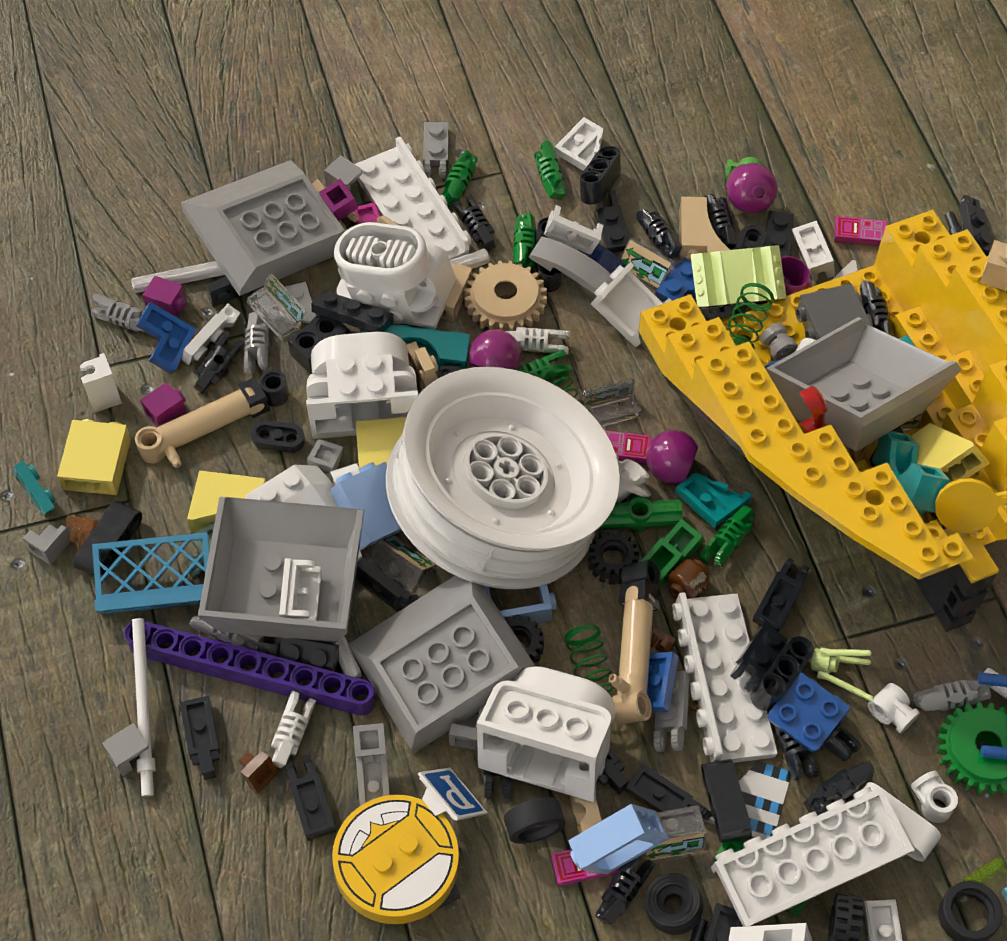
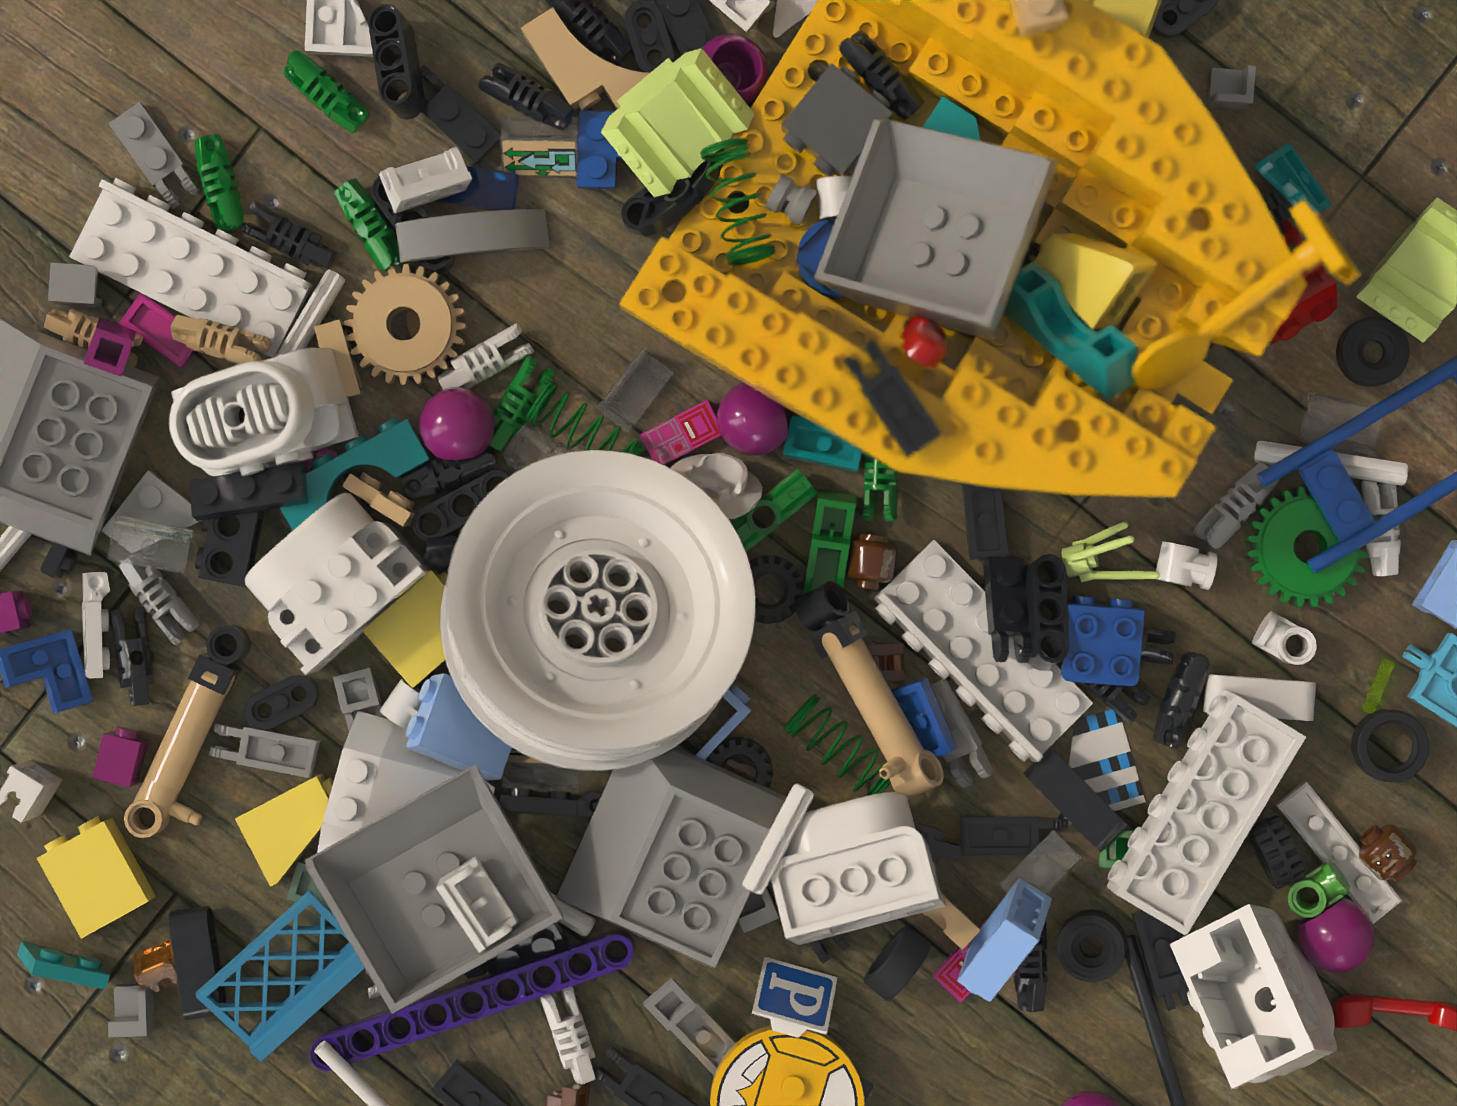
camera: 40 degrees left, 30 degrees up
(248, 454) = (269, 750): none -> light grey hinge
(515, 667) = (778, 839): none -> white axle
(623, 302) = (568, 236): white panel -> none
(774, 410) = (894, 403): none -> black hinge

